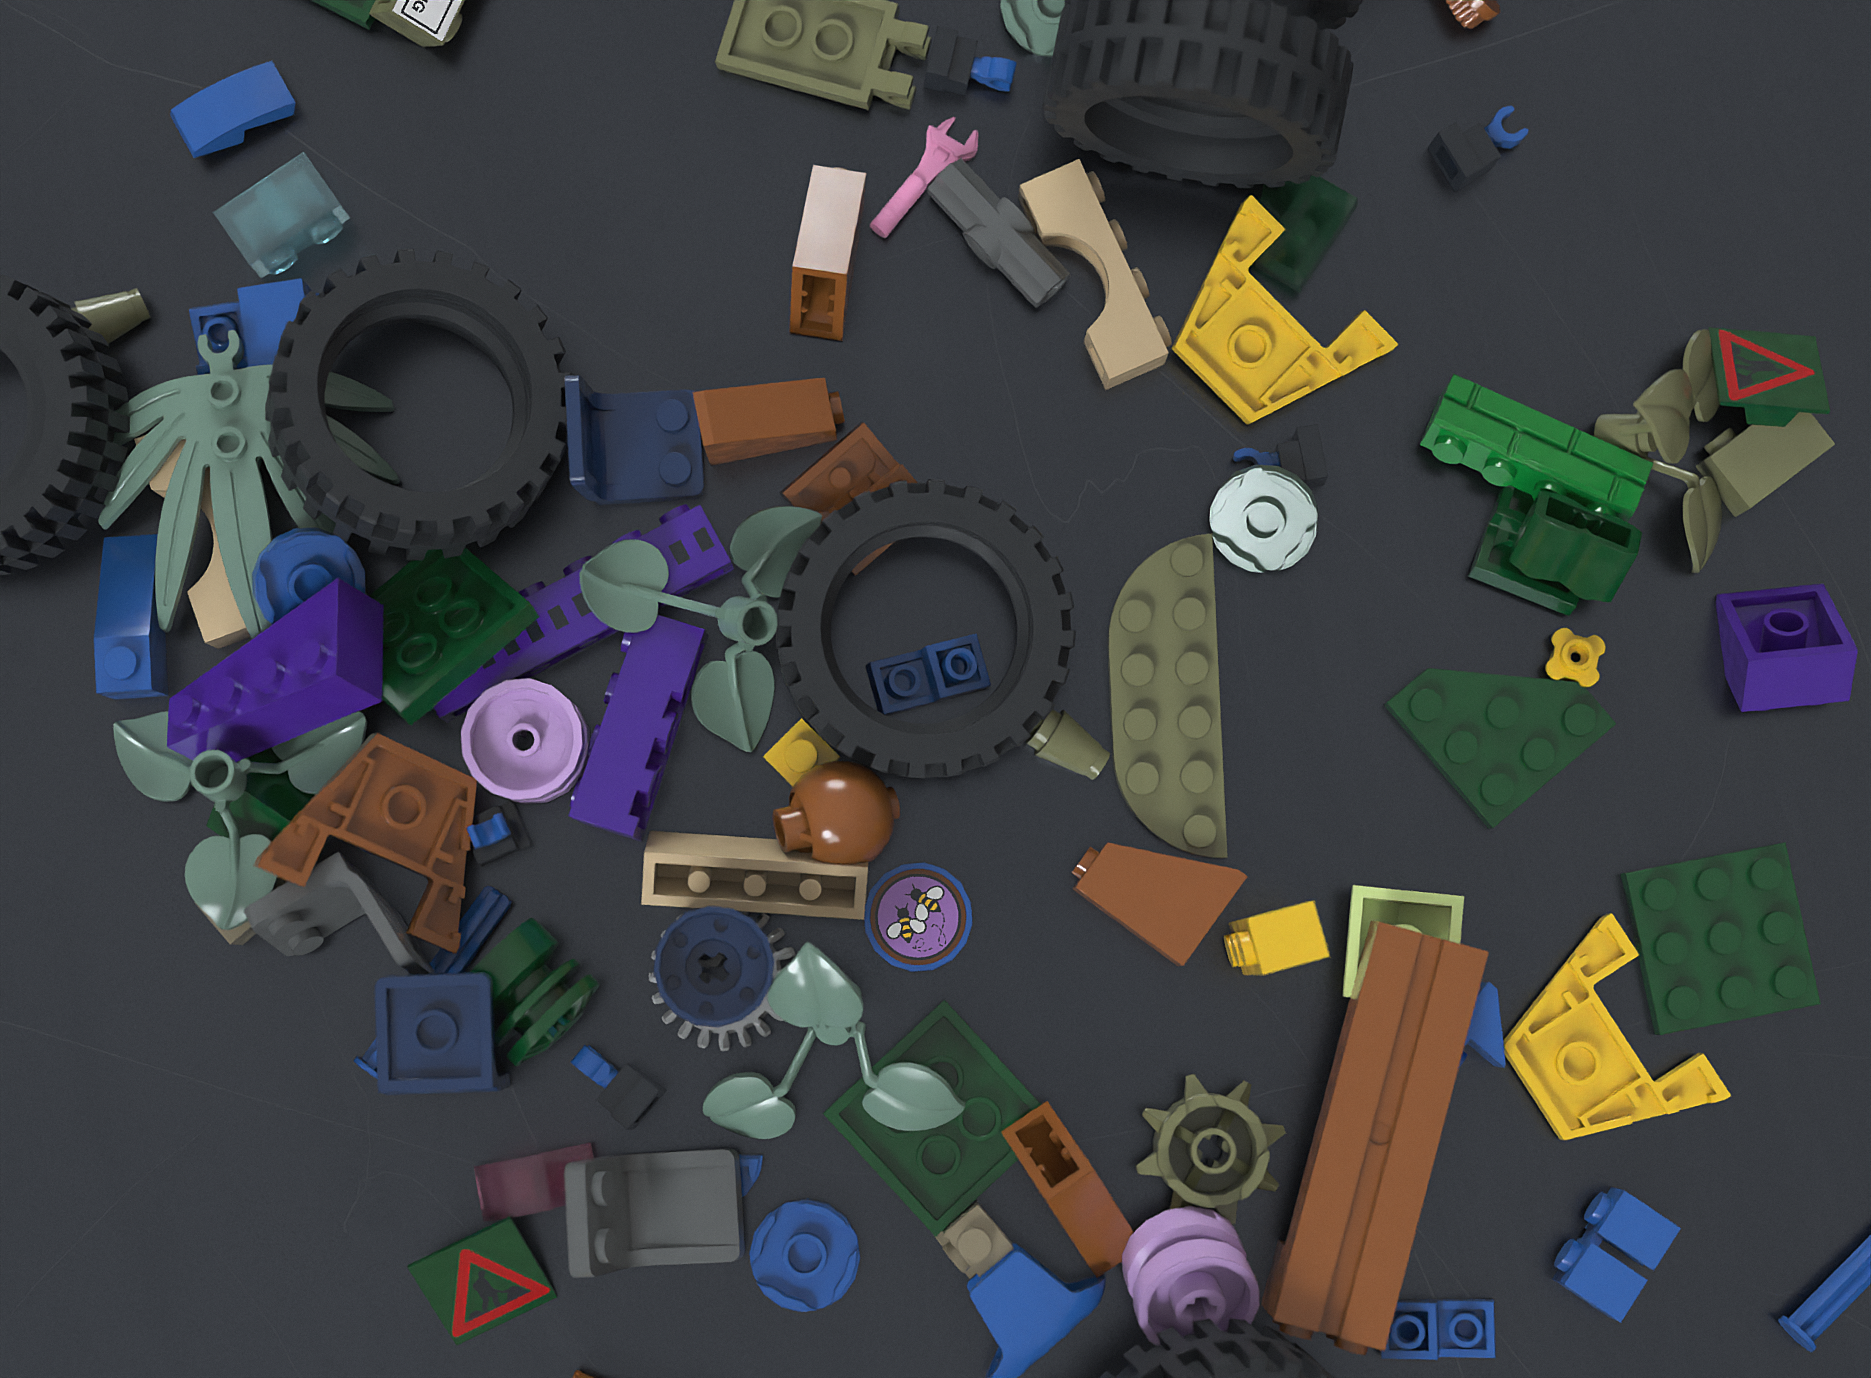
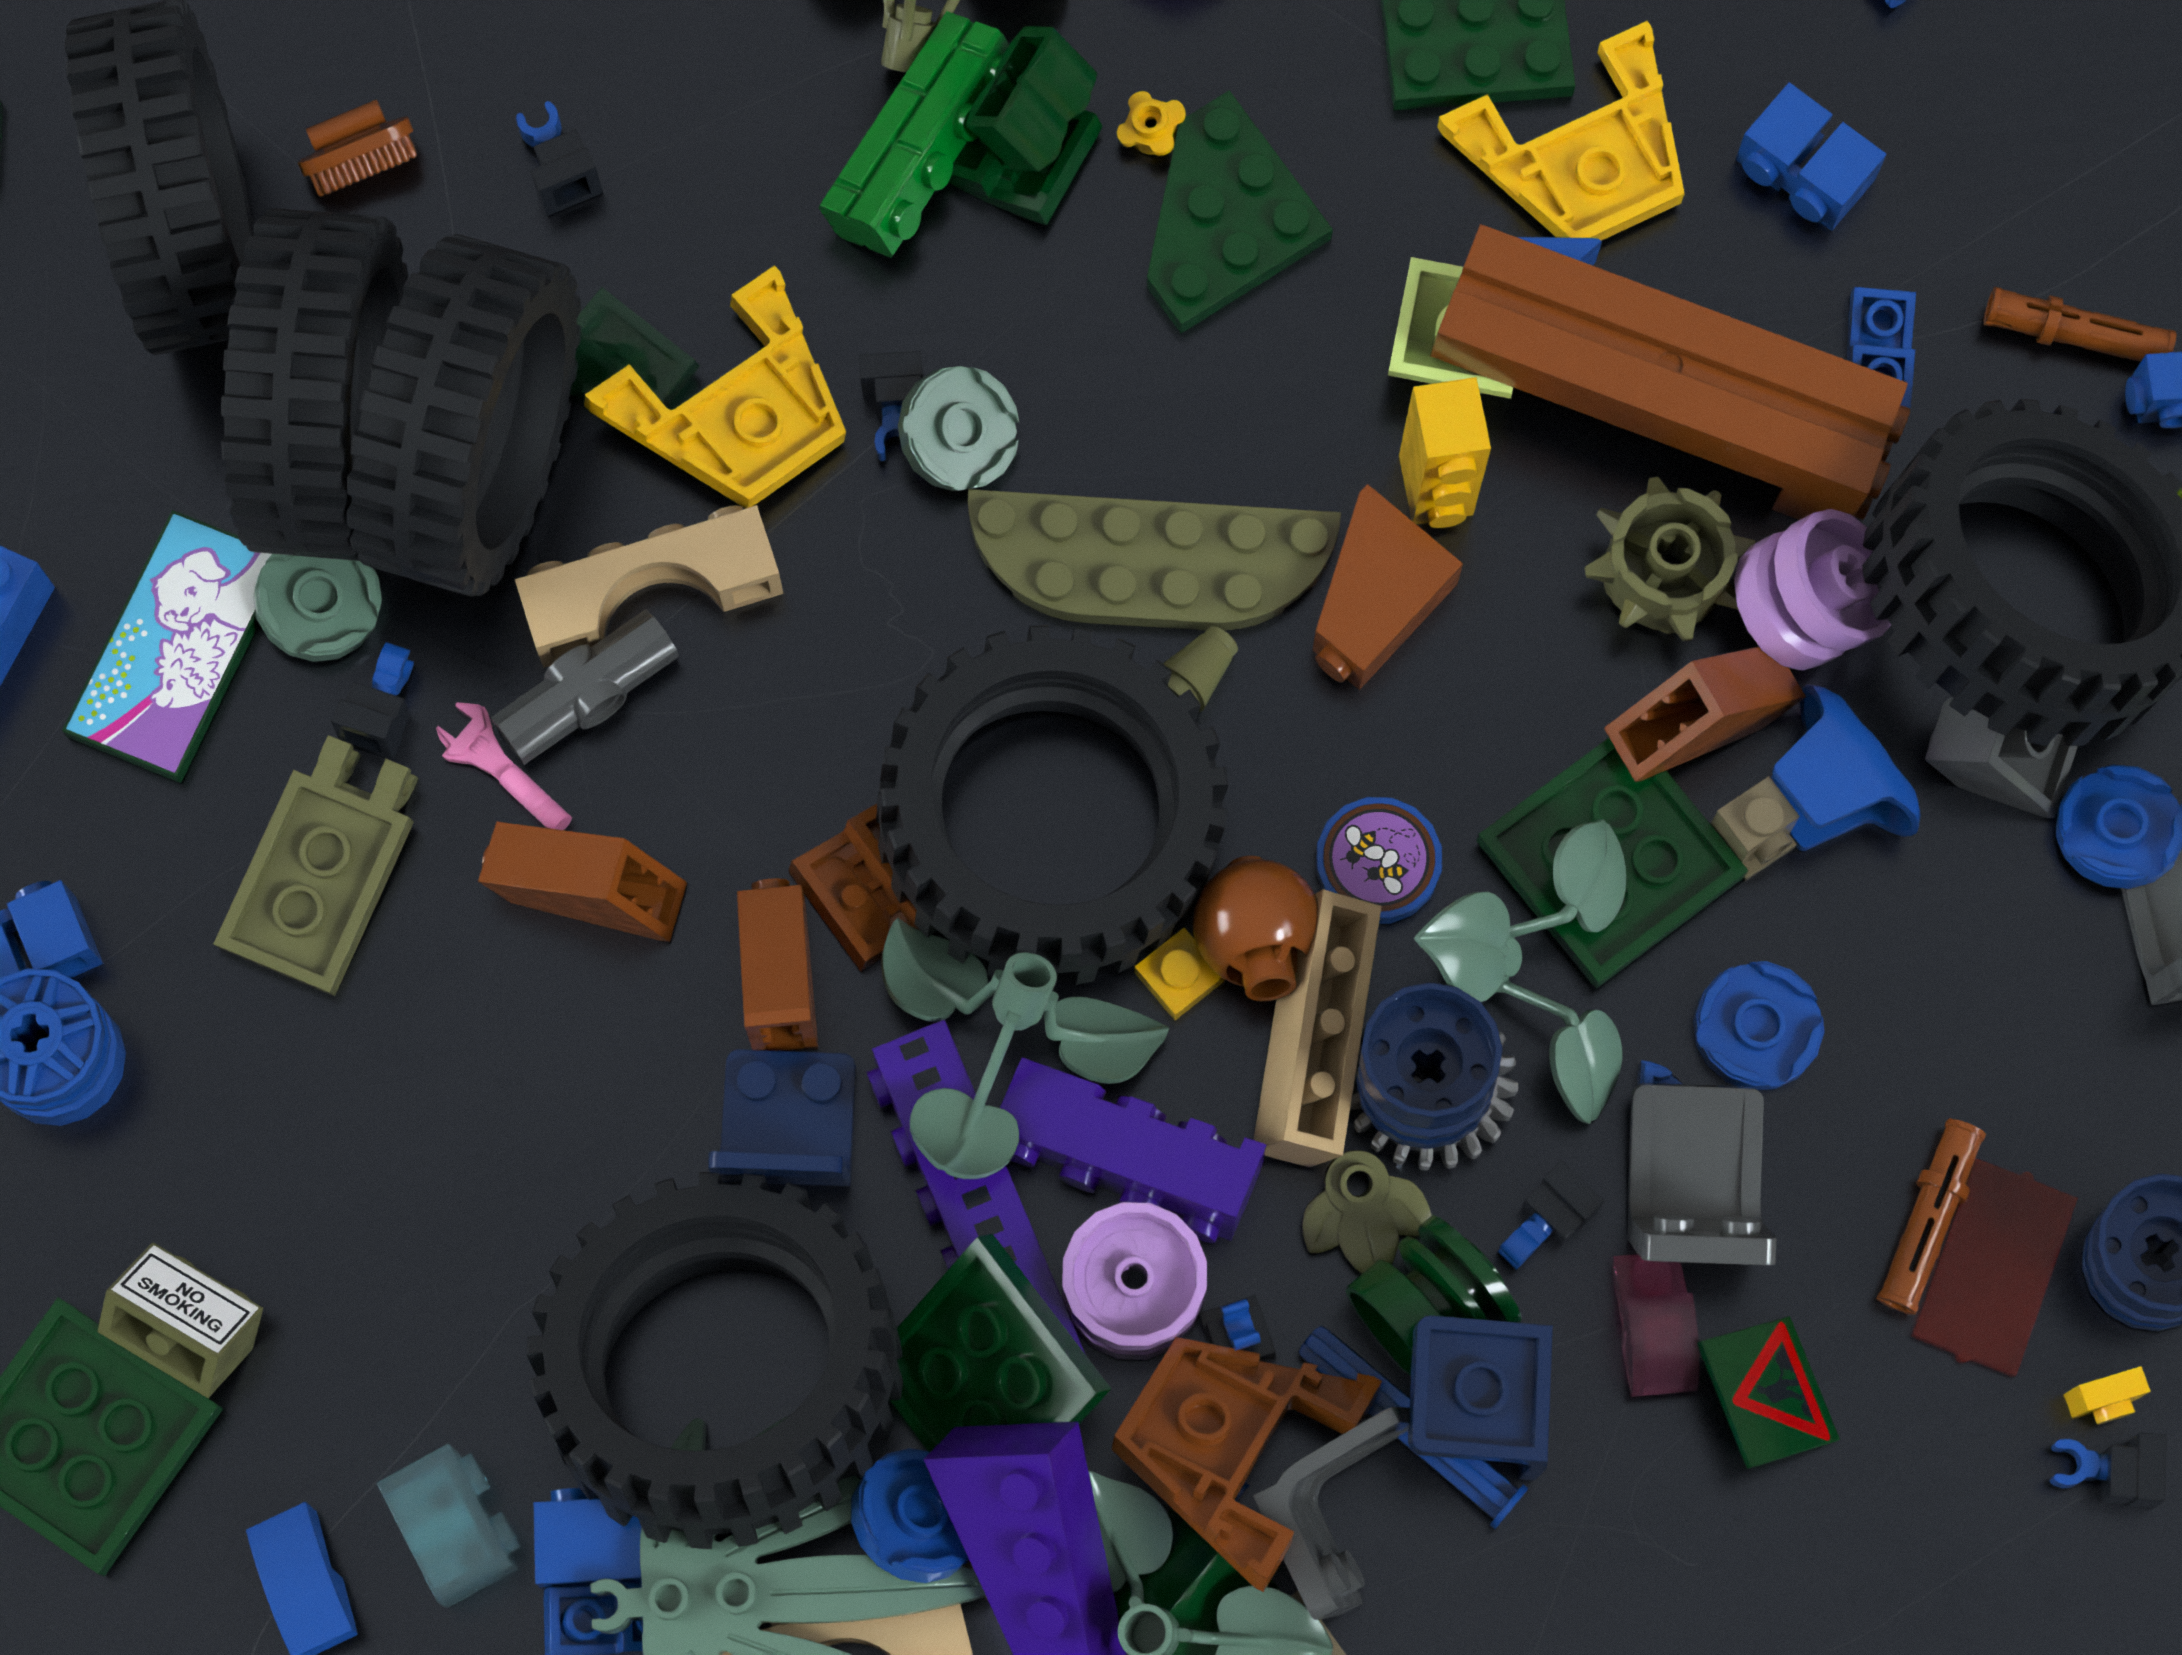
camera: 80 degrees left, 10 degrees down
(601, 933) = (1366, 1223): none -> olive plate
(928, 675) = (1097, 820): blue slope -> none

